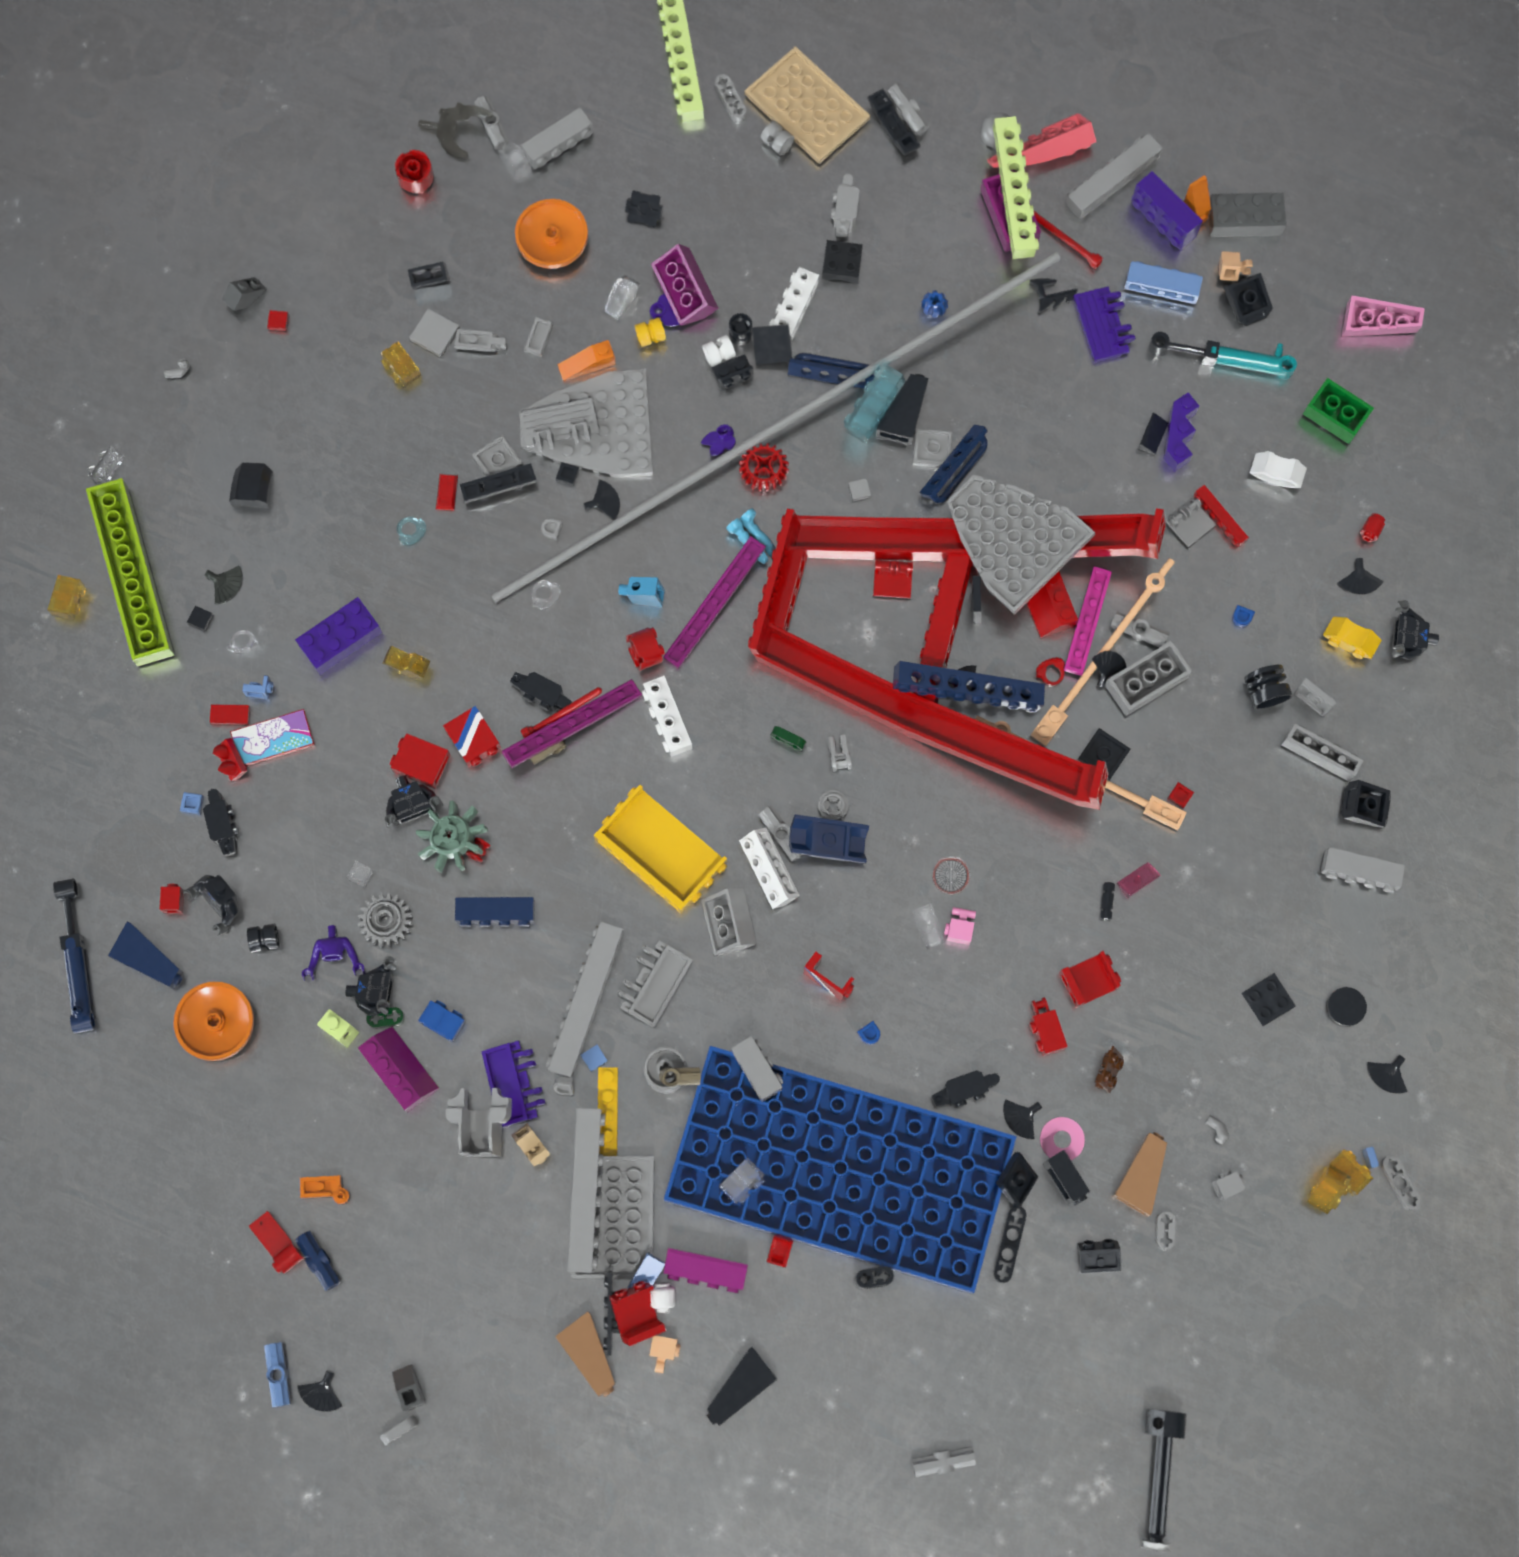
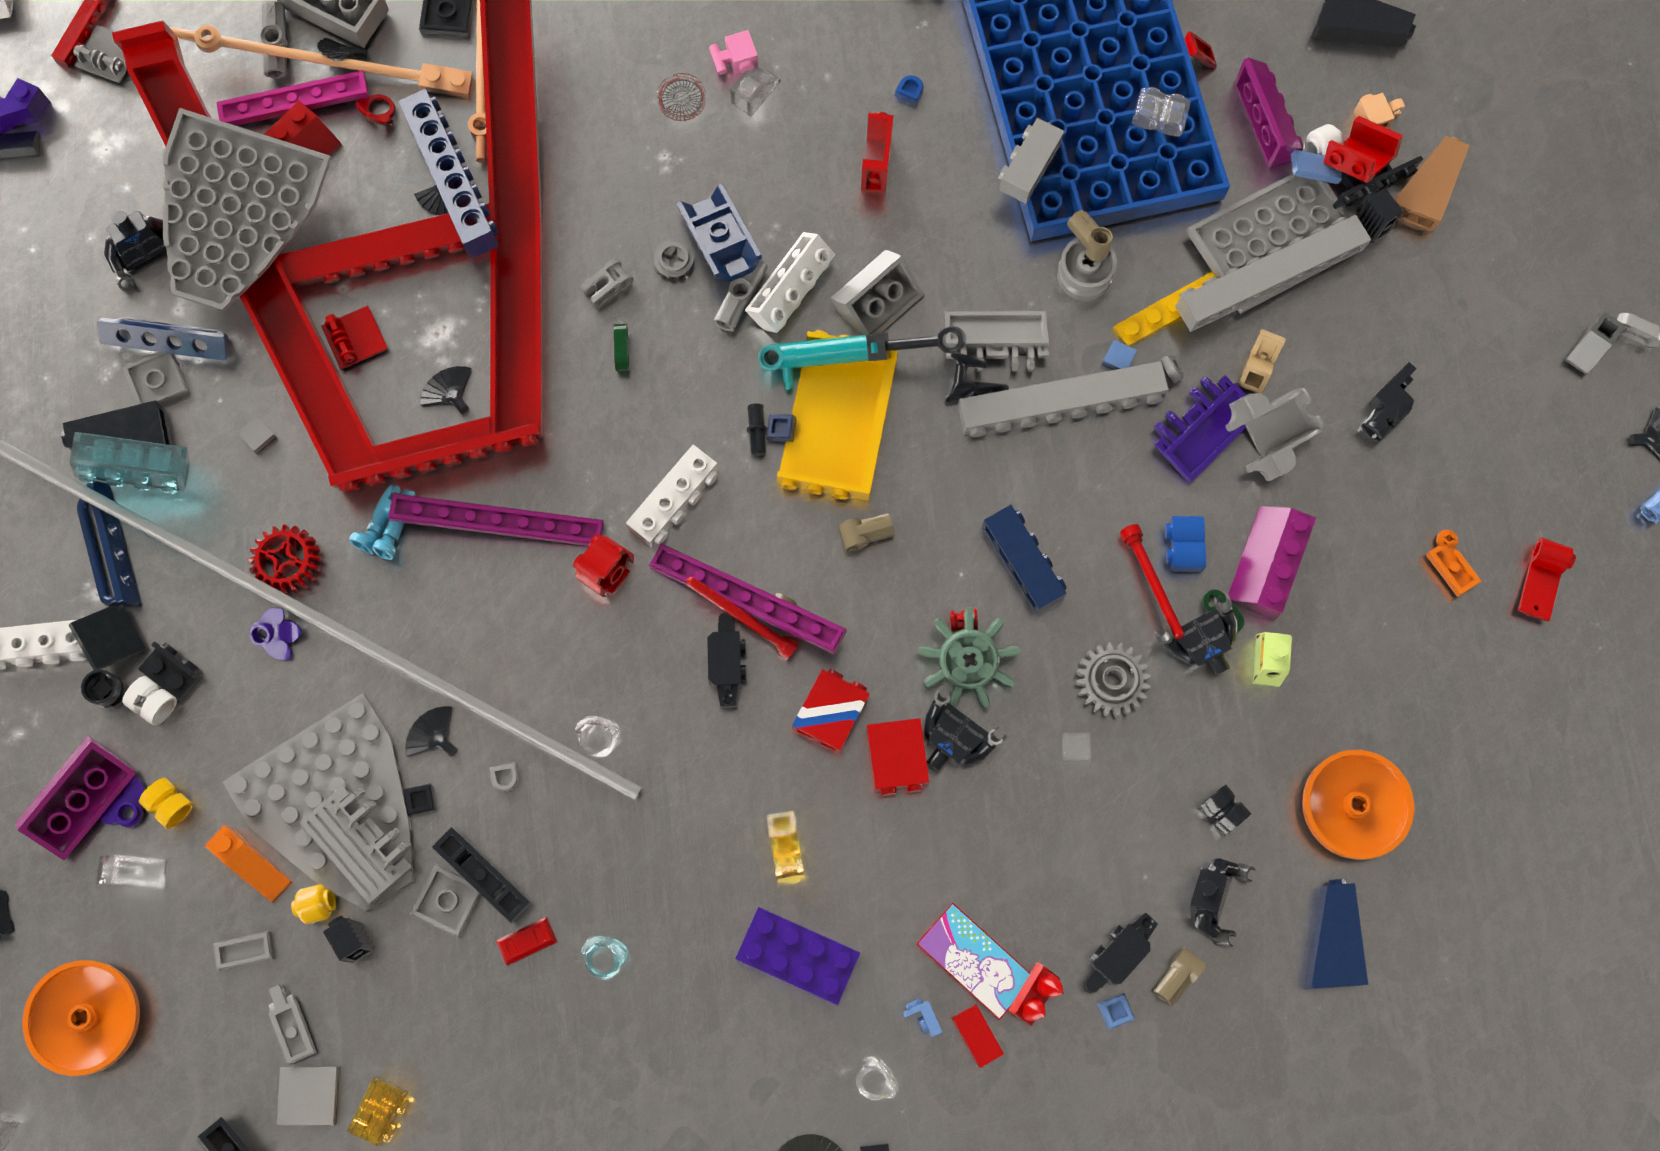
camera: 120 degrees left, 0 degrees up
(73, 947) = (1382, 1040): dark blue piece -> none
(171, 899) = (1248, 954): red brick -> none
(187, 855) = (1184, 970): none -> dark tan piece
(317, 1260) = (1532, 521): dark blue piece -> none
(332, 950) = (1185, 720): dark purple piece -> none
(452, 1218) = (1389, 405): none -> black plate
(467, 988) = (1133, 536): none -> red piece
(505, 392) = (348, 939): none -> black brick
(539, 384) = (313, 904): none -> yellow head
(574, 818) = (858, 532): none -> dark tan piece
(585, 1294) = (1379, 214): none -> black brick
(626, 949) = (962, 388): none -> black piece
(644, 591) = (524, 600): dark azure torso -> none
(674, 809) = (781, 427): none -> dark blue tile
(682, 793) = (756, 429): none -> black axle
(687, 889) = (848, 350): none -> teal piece
(825, 618) = (447, 388): none -> black hand
(976, 597) = (332, 222): black tile -> none
(1033, 472) = (132, 242): none -> black torso

